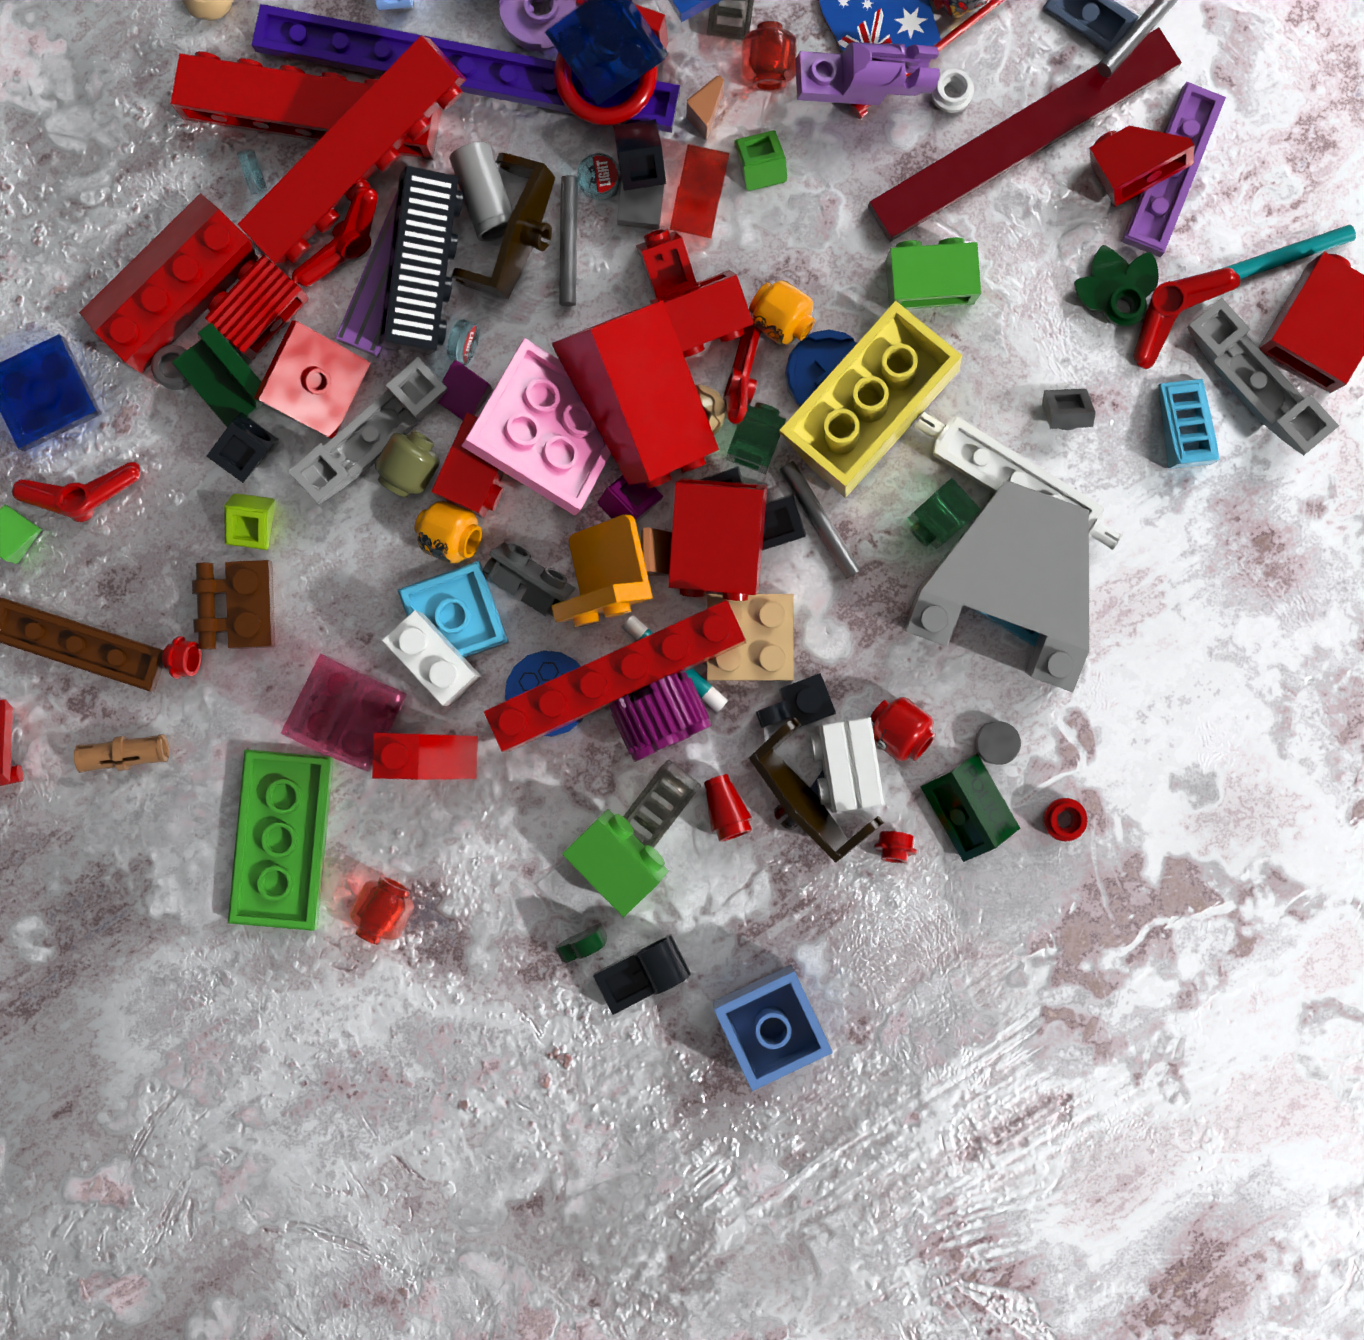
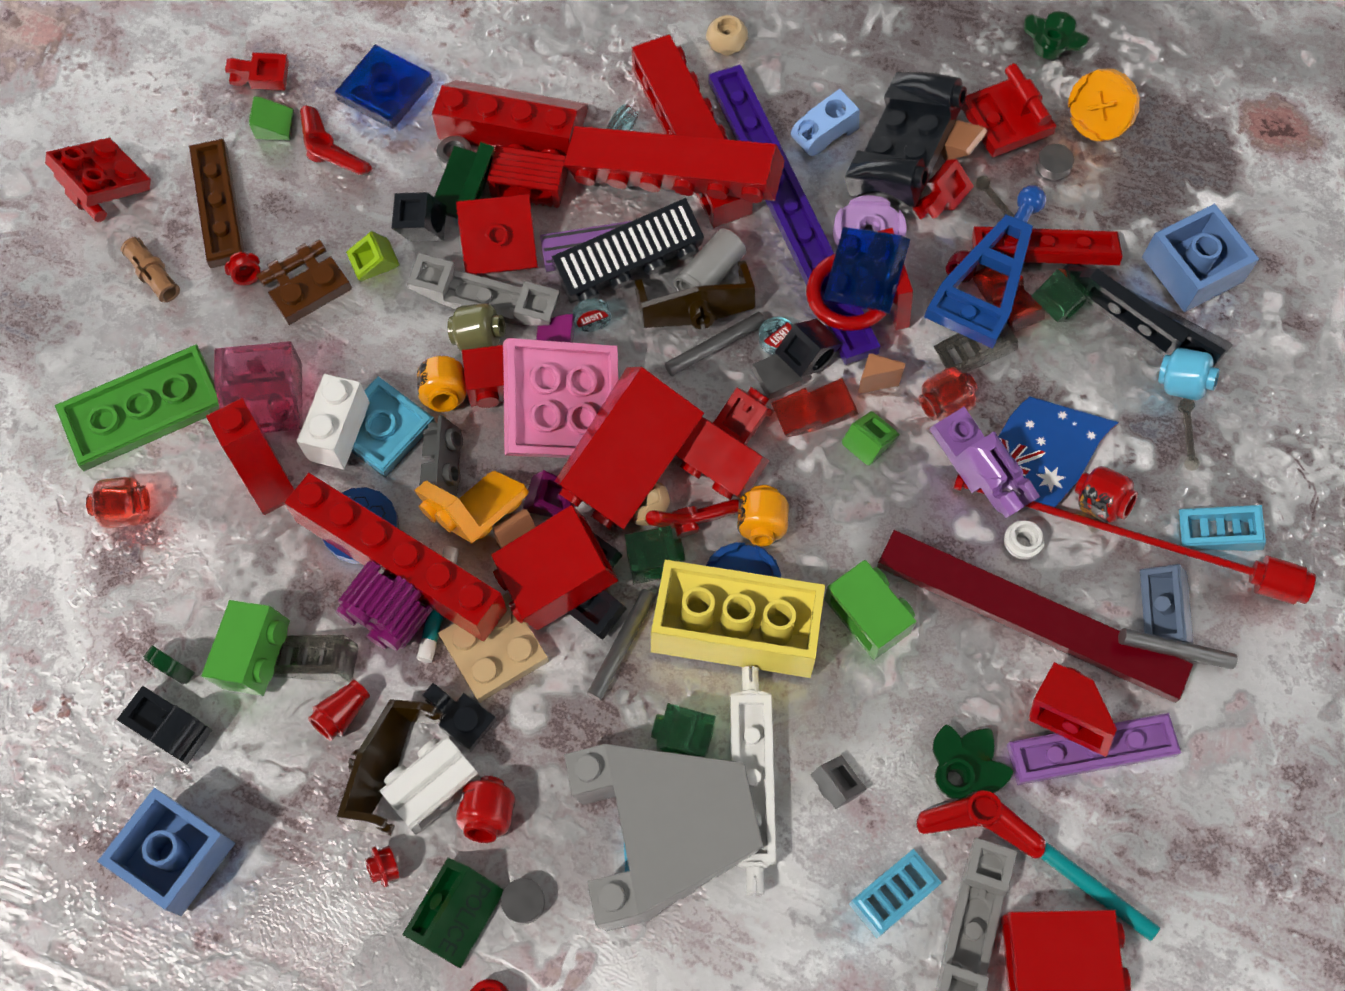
camera: 60 degrees right, 20 degrees down
(349, 240) = (620, 203): red piece -> none

